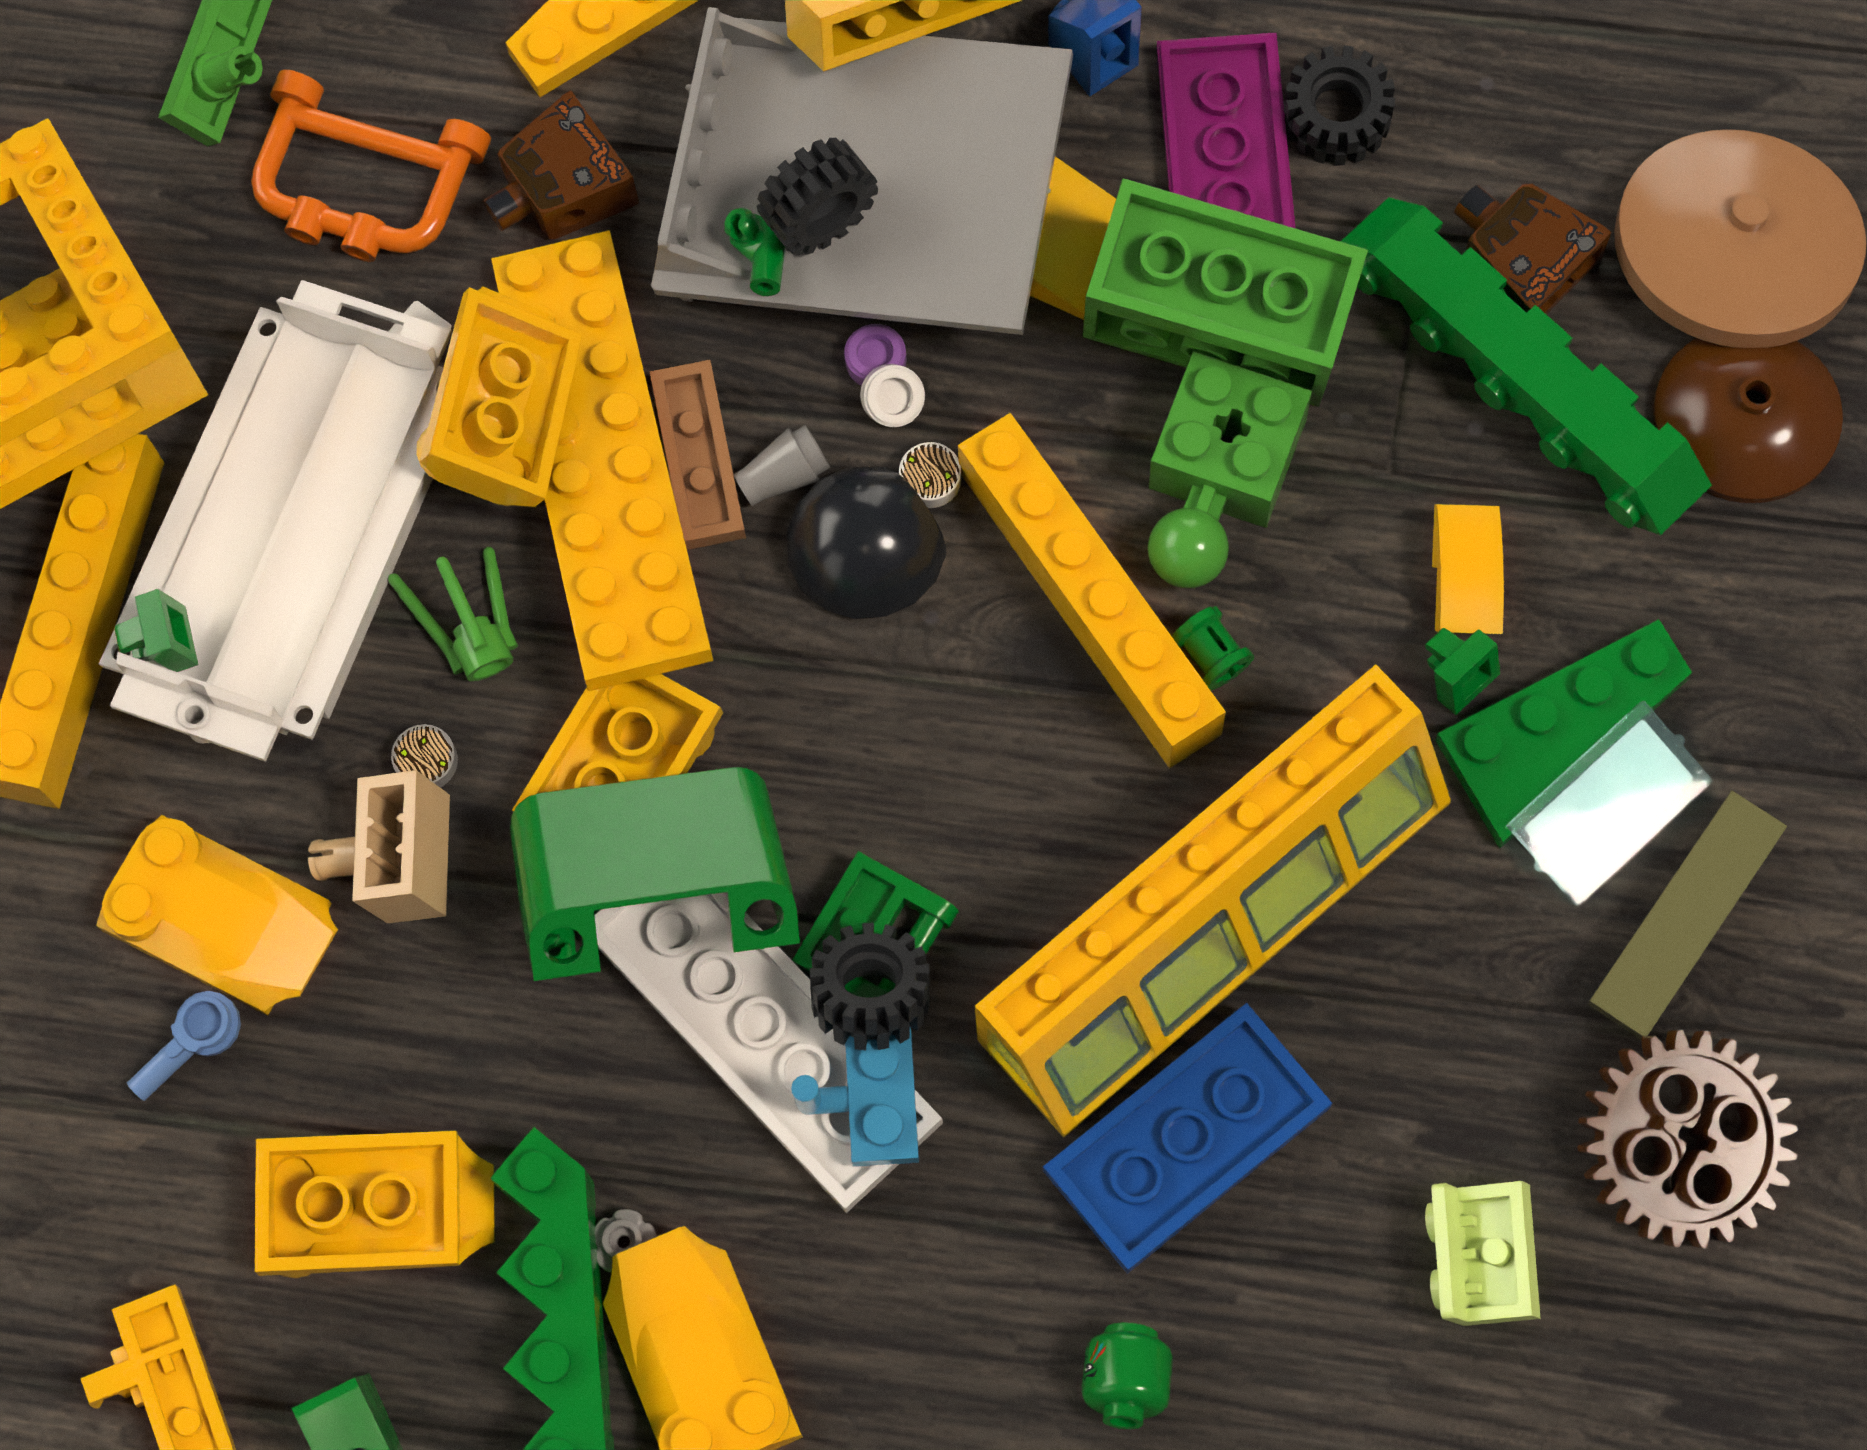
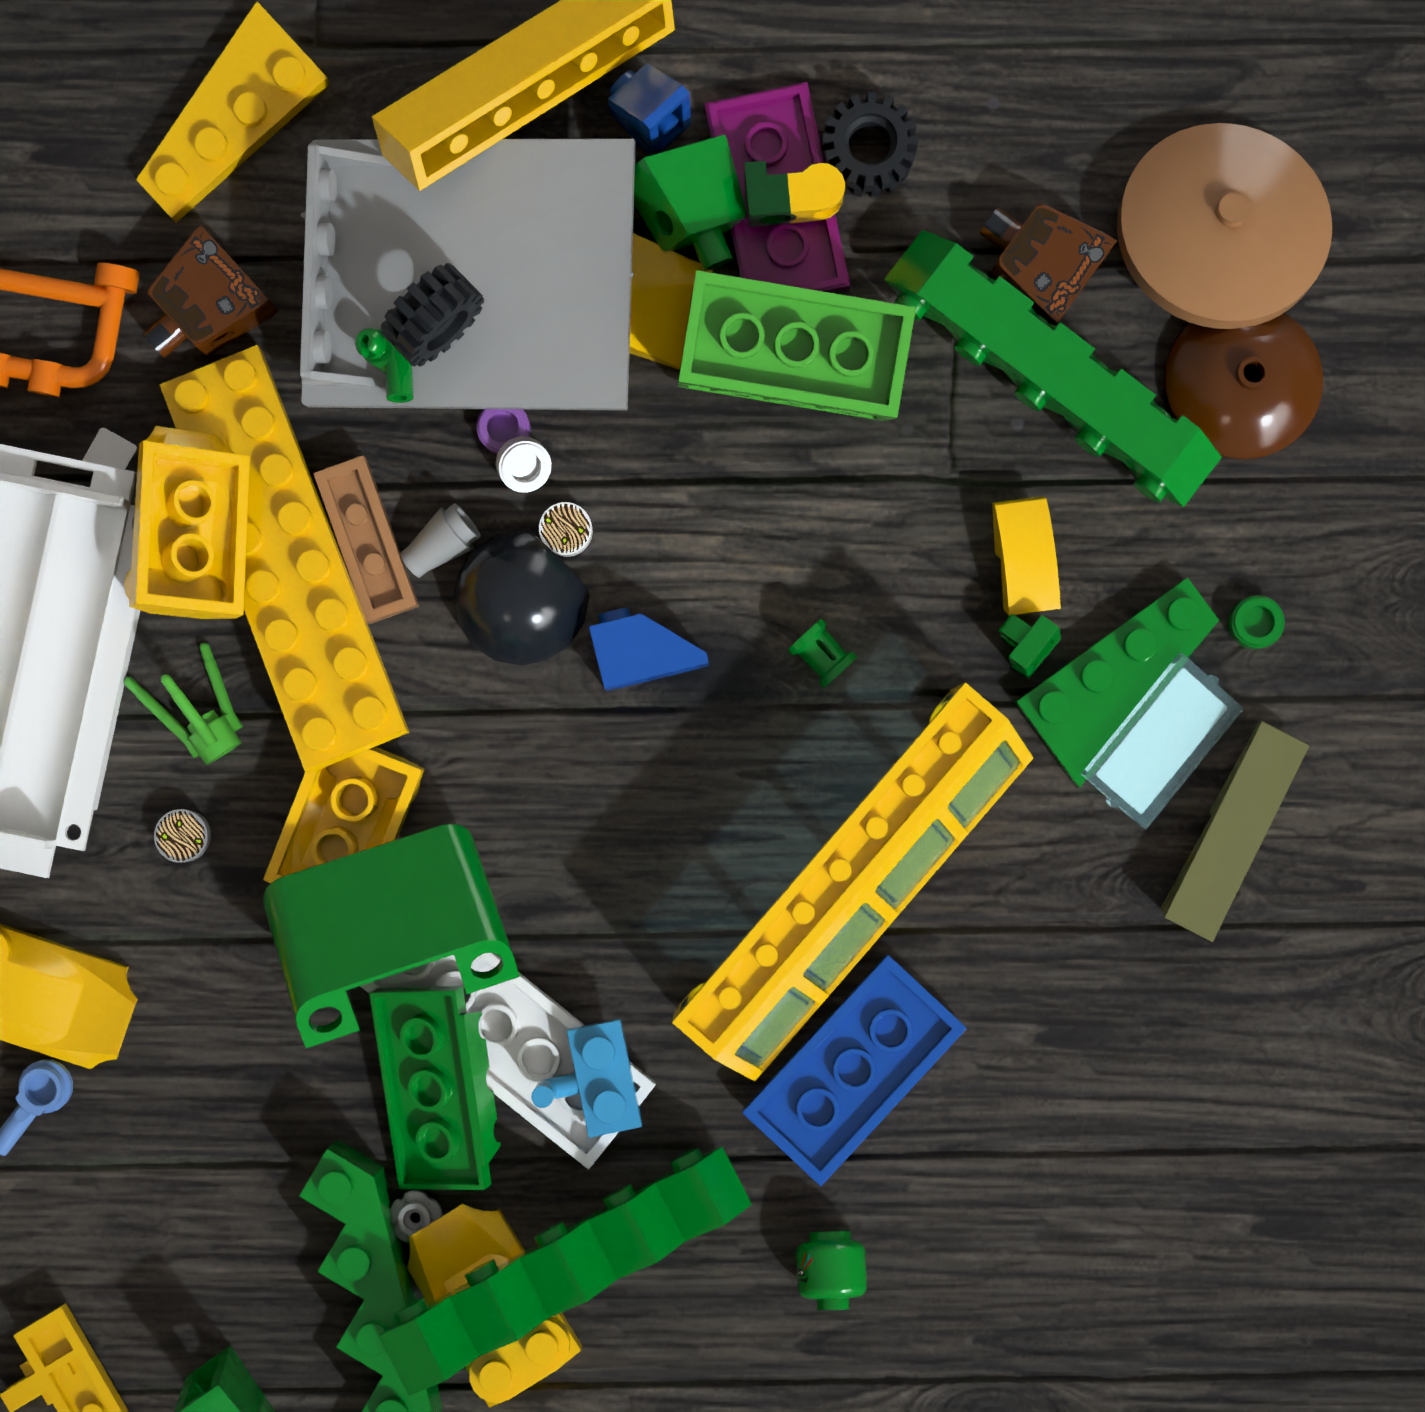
camera: 10 degrees left, 15 degrees up
(369, 1203) = (205, 1221): yellow slope -> none
(396, 848) = (171, 925): tan brick -> none
(675, 1081) = (435, 1087): none -> green piece
(797, 1311) = (563, 1268): none -> green brick
(874, 1016) = (586, 1027): black tyre -> none
(876, 896) = (561, 933): green plate -> none
(1001, 616) = (640, 650): none -> blue slope
(1091, 590) = (713, 617): yellow brick -> none
(1125, 125) = (691, 199): none -> green torso
(1218, 476) = (792, 568): bright green brick -> none
(1244, 142) = (792, 196): none -> leg
(1483, 1253) = (1100, 1131): yellowish green bracket -> none
(1736, 684) = (1256, 622): none -> green tile
(1740, 1165) = (1295, 1027): gear -> none

